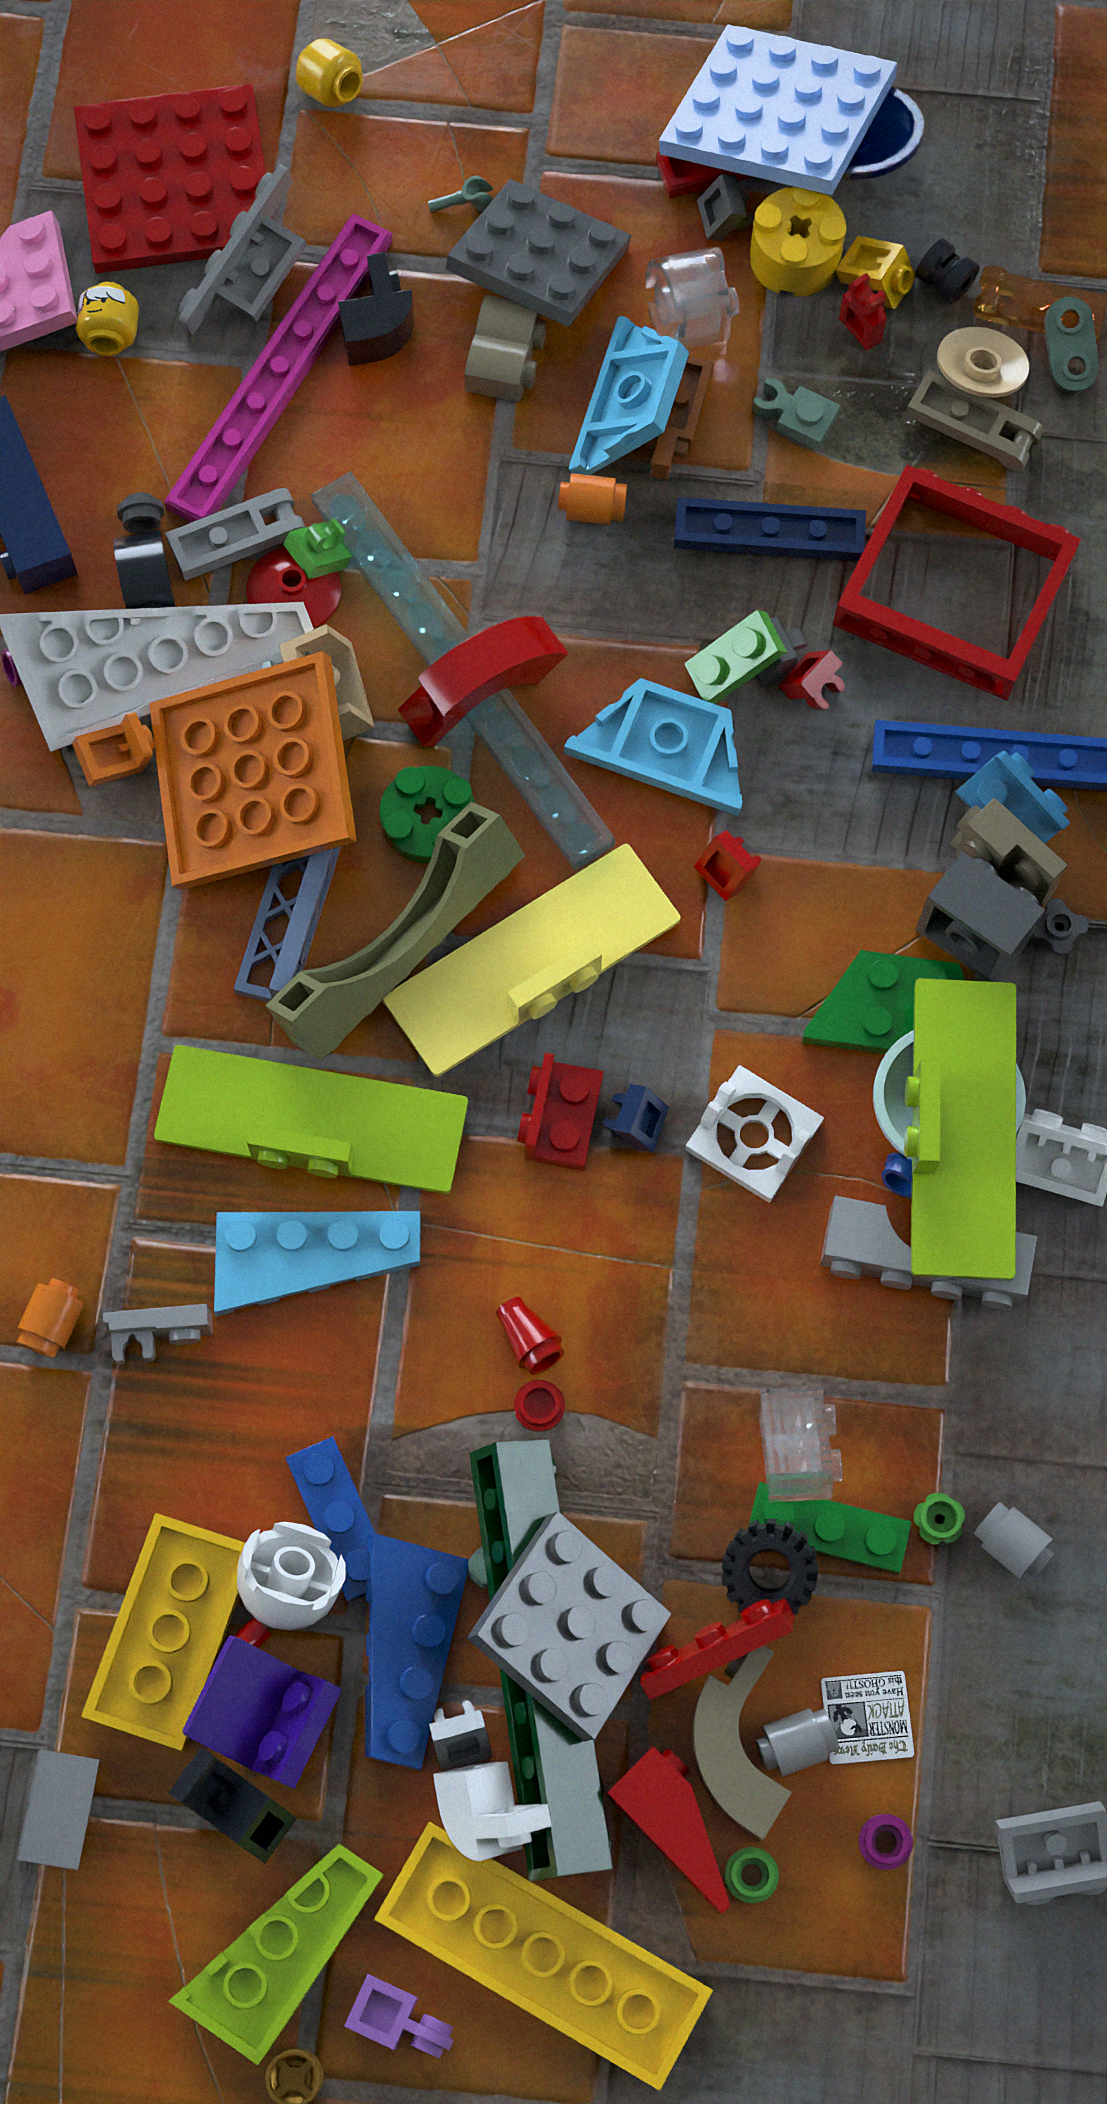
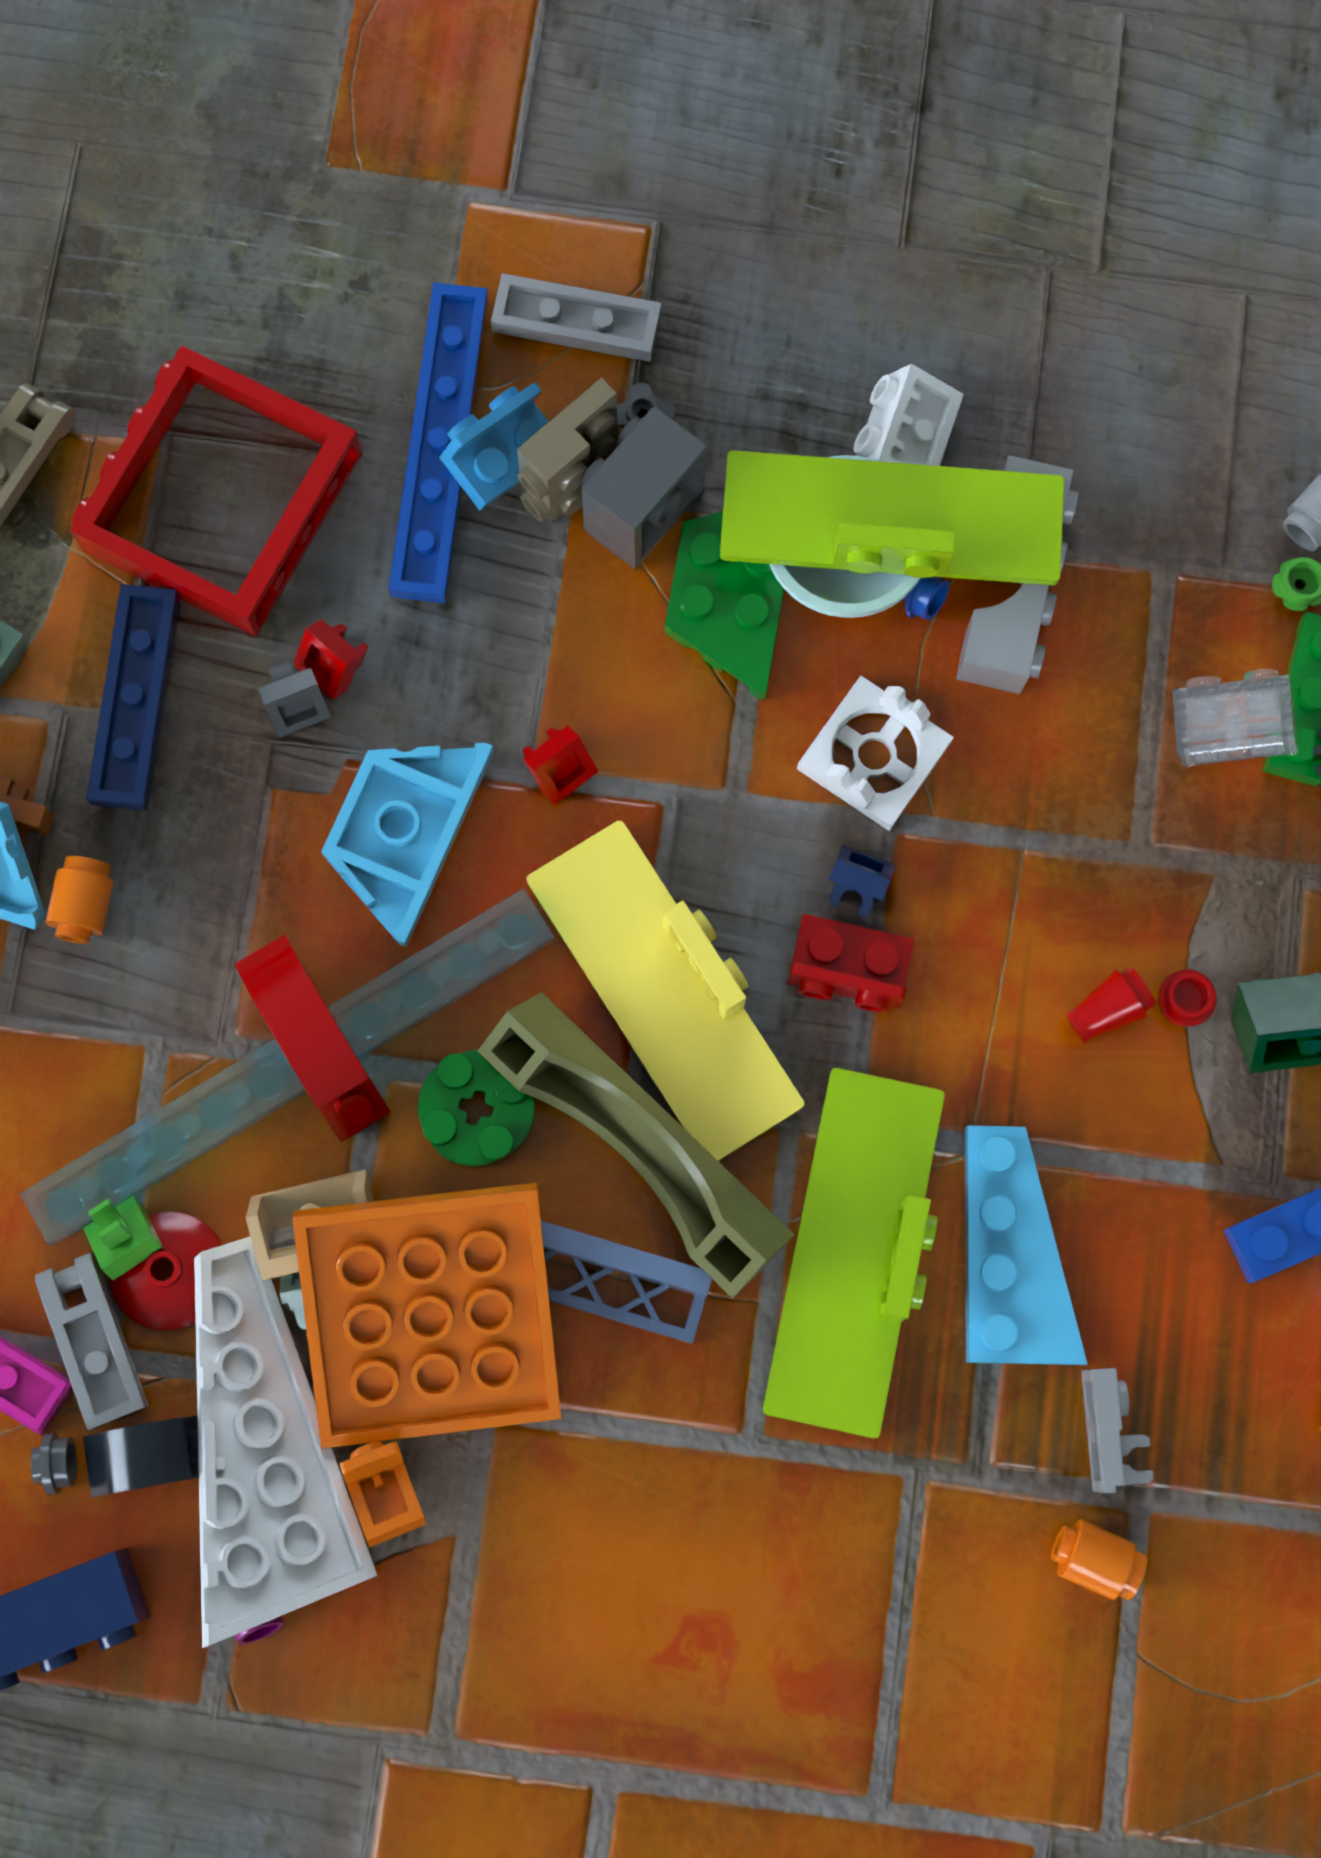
camera: 90 degrees left, 5 degrees up
(735, 657) = (304, 739): plate -> none

